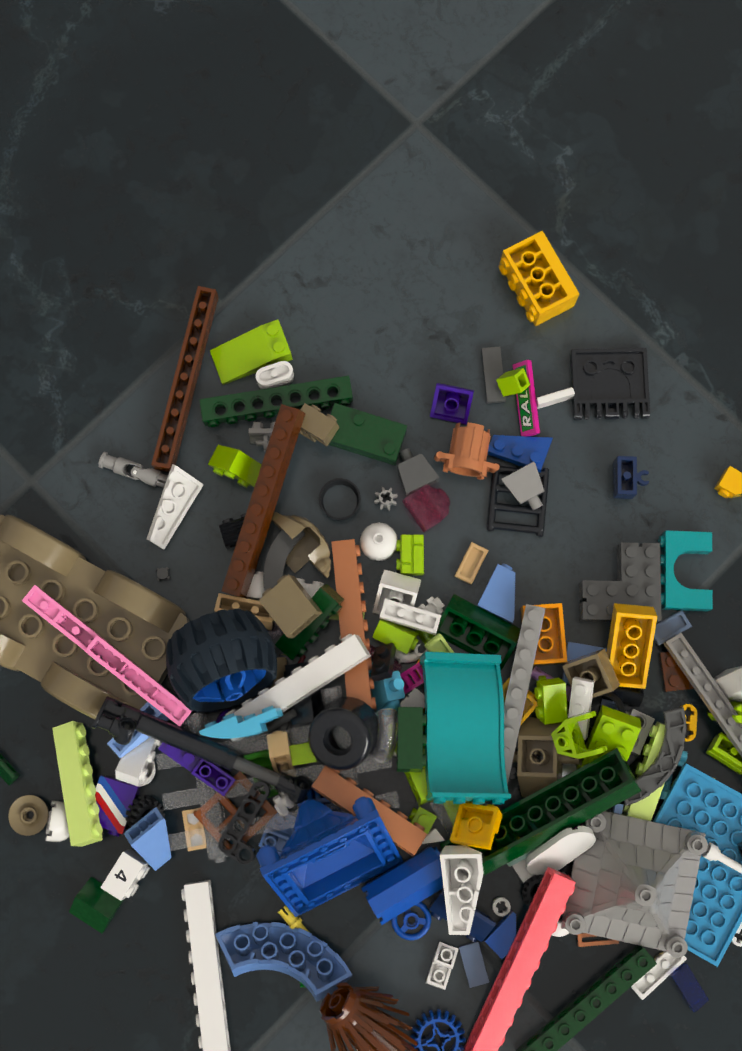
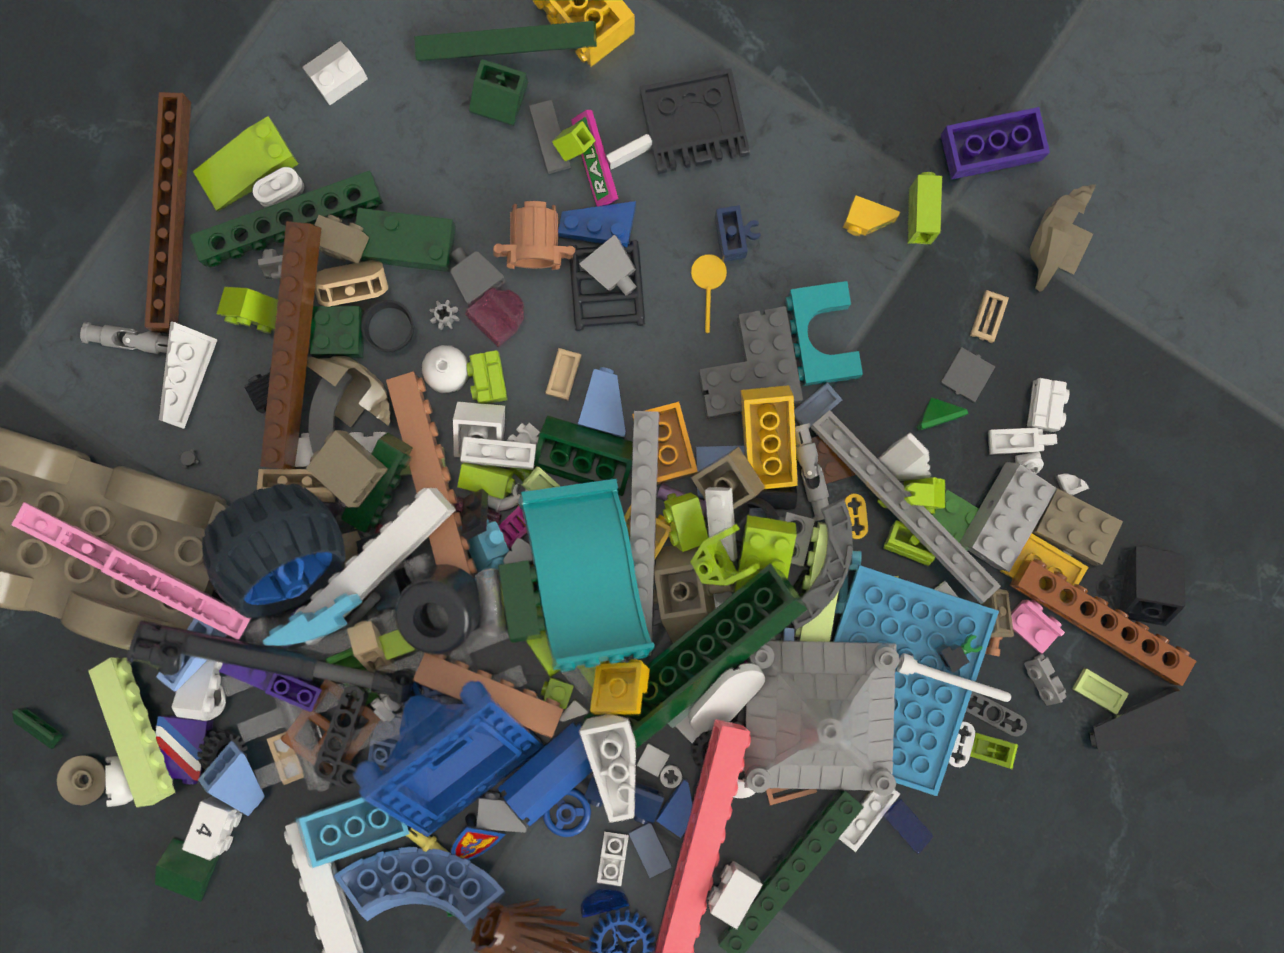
camera: 15 degrees left, 5 degrees up
(235, 897) = (346, 830): none -> medium azure brick
(299, 496) = (336, 332): none -> dark green brick
(318, 460) = (350, 283): none -> tan brick
(333, 927) = (473, 840): none -> shield
(335, 294) = (335, 72): none -> white slope
(356, 910) = (498, 815): none -> light grey slope
(428, 1000) = (603, 901): none -> clear blue plate
(451, 403) = (503, 181): dark purple slope -> none
(459, 333) = (498, 92): none -> dark green slope
(474, 295) = (506, 41): none -> dark green tile
(489, 890) = (653, 760): none -> white tile
(537, 1015) = (733, 894): none -> white brick
(600, 505) = (708, 273): none -> yellow piece
(657, 668) = (808, 458): none -> light grey piece

